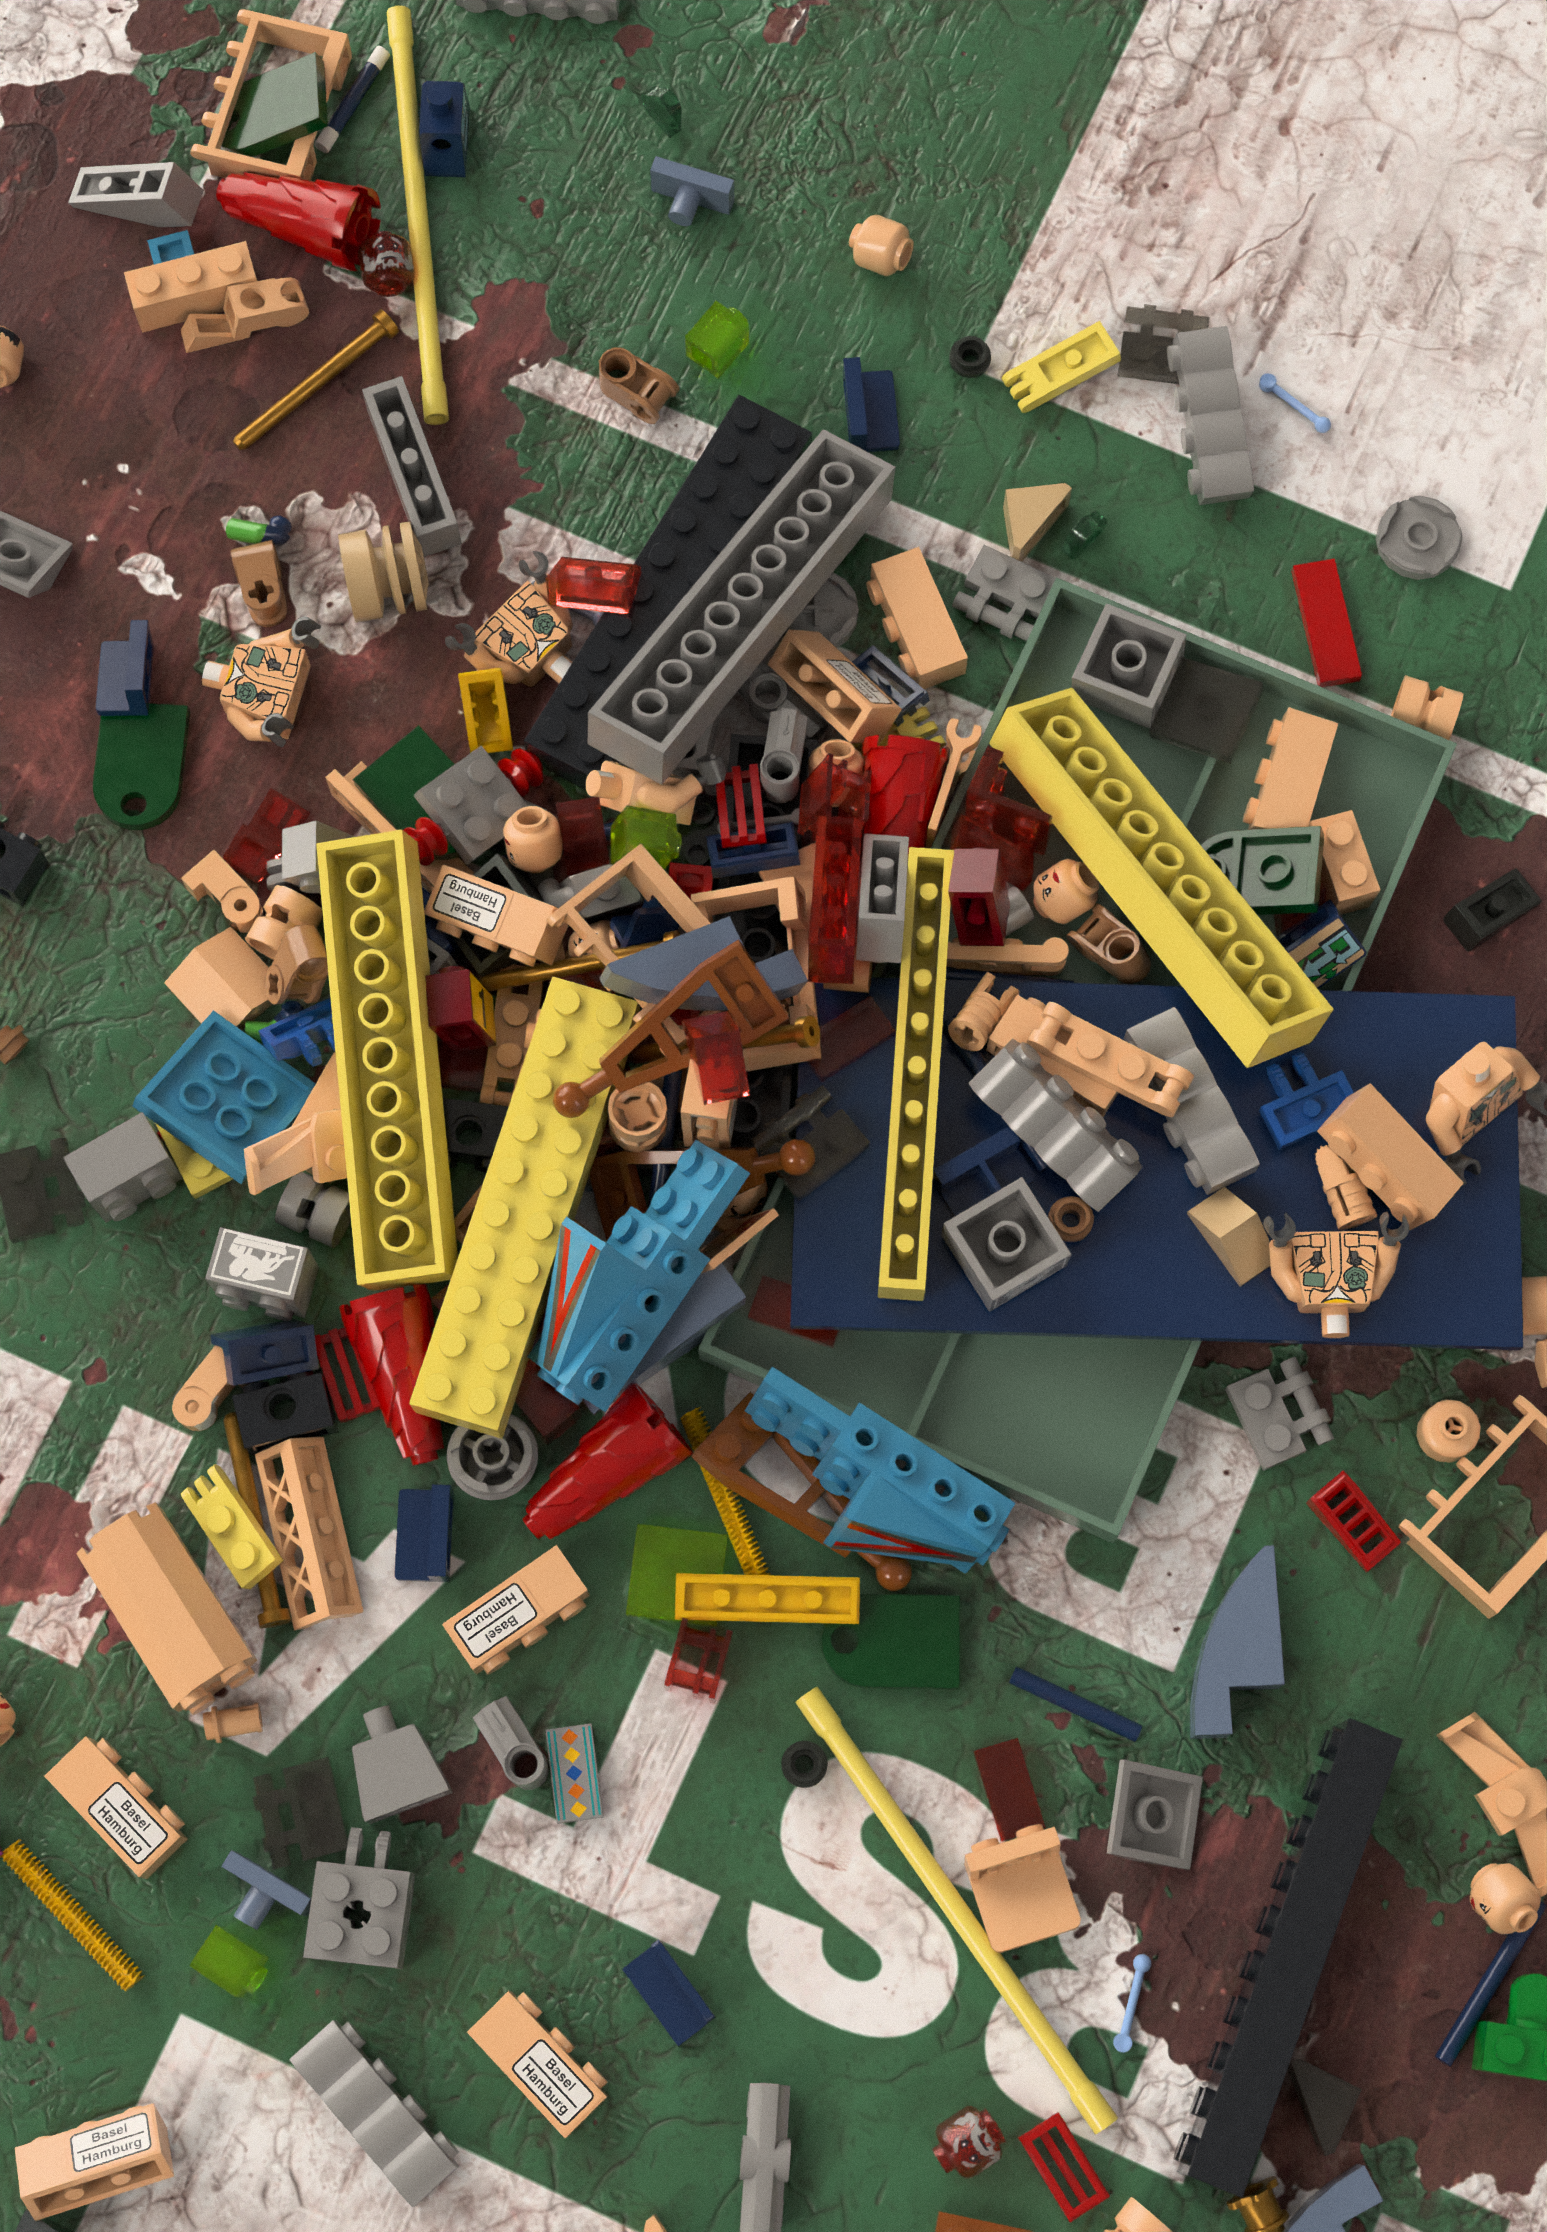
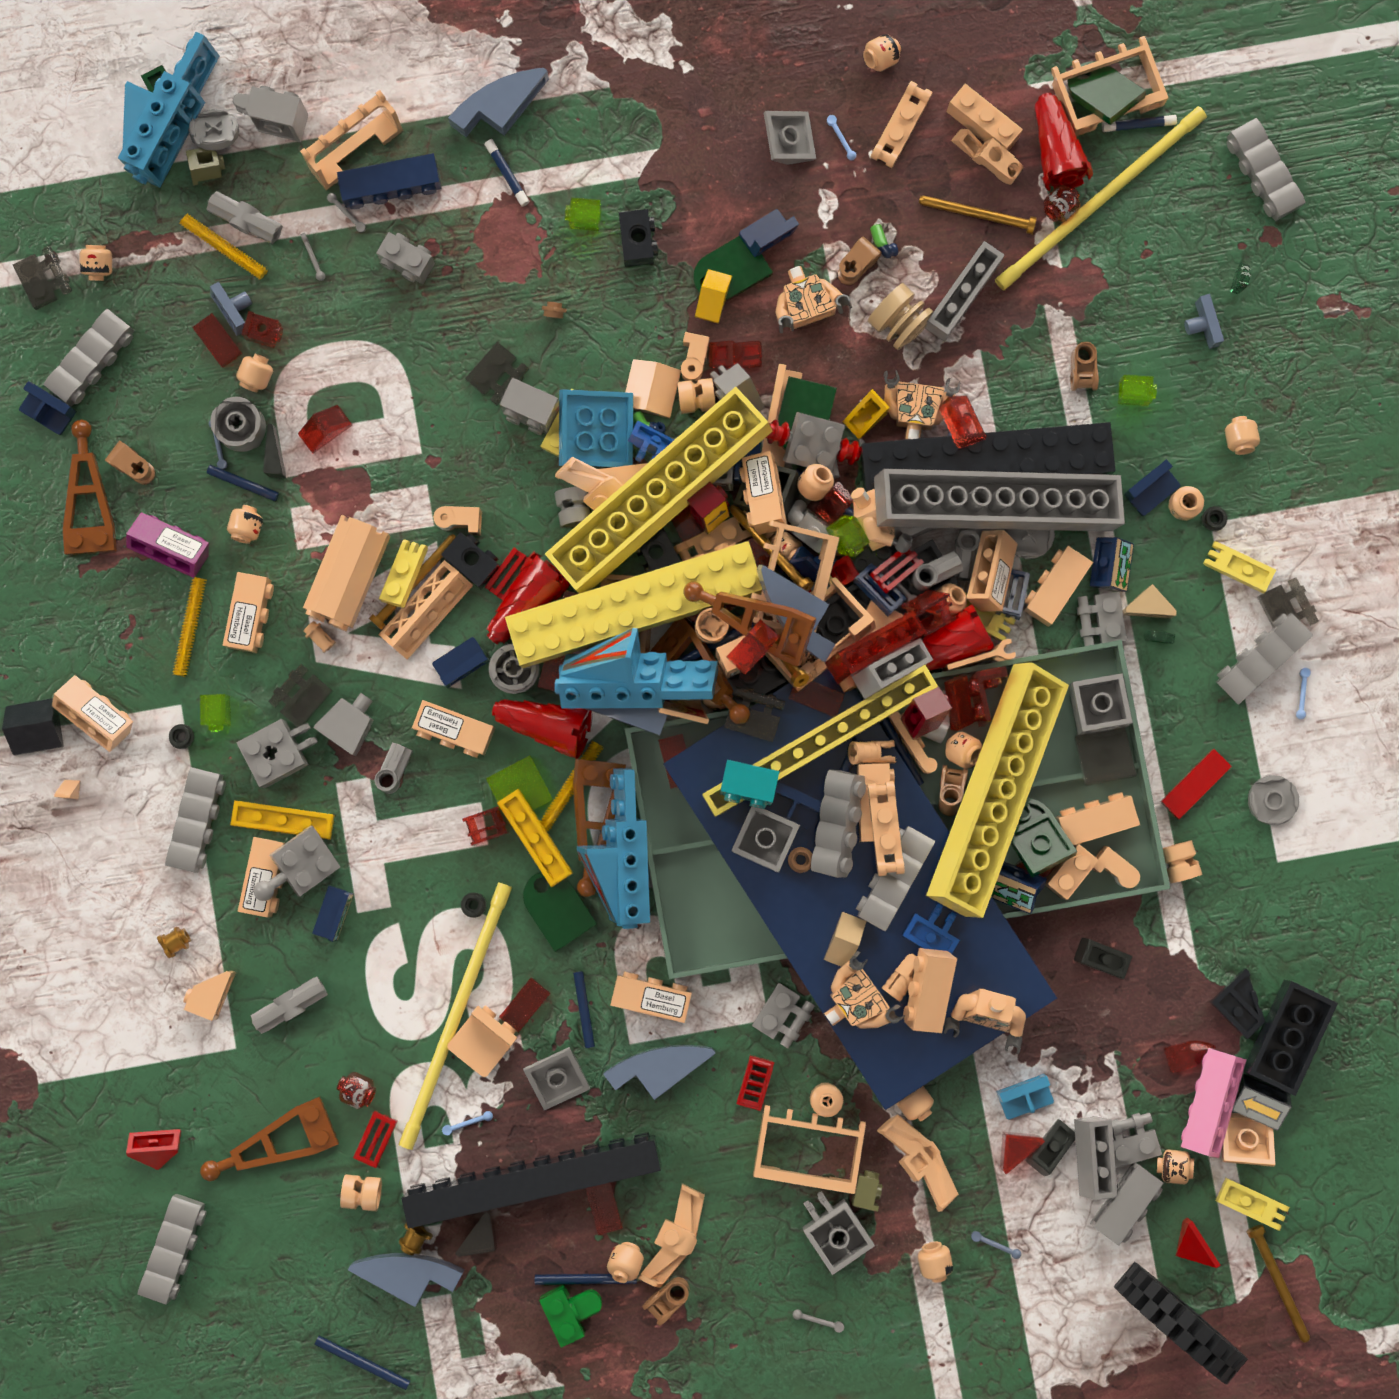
camera: 55 degrees right, 10 degrees up
(36, 489) = (831, 121): none -> light blue hinge
(114, 400) = (901, 124): none -> light nougat plate
(139, 193) = (1014, 58): light grey slope -> none
(160, 807) = (713, 296): none -> yellow slope
(170, 247) = (996, 95): dark azure plate -> none
(216, 2040) = (175, 731): none -> pearl dark grey plate
(262, 1274) = (523, 500): light grey brick -> none
(264, 1891) = (256, 704): sand blue tile -> none
(267, 1351) = (492, 532): dark blue panel -> none
(298, 967) = (678, 417): medium nougat piece -> none
(446, 117) = (1155, 178): dark blue torso -> none
(470, 1974) = (280, 819): none -> yellow tile
(561, 1984) = (302, 863): none -> light grey plate
(574, 1773) = (399, 804): light grey tile -> none
(915, 1195) = (749, 784): none -> teal brick
(923, 375) = (1191, 497): none -> light nougat head
(937, 528) = (1111, 563): none -> dark blue panel
(1125, 1587) = (651, 997): none -> light nougat brick
(1378, 797) = (1122, 871): none -> light nougat leg
(1400, 1878) = (604, 1208): none -> clear red tile

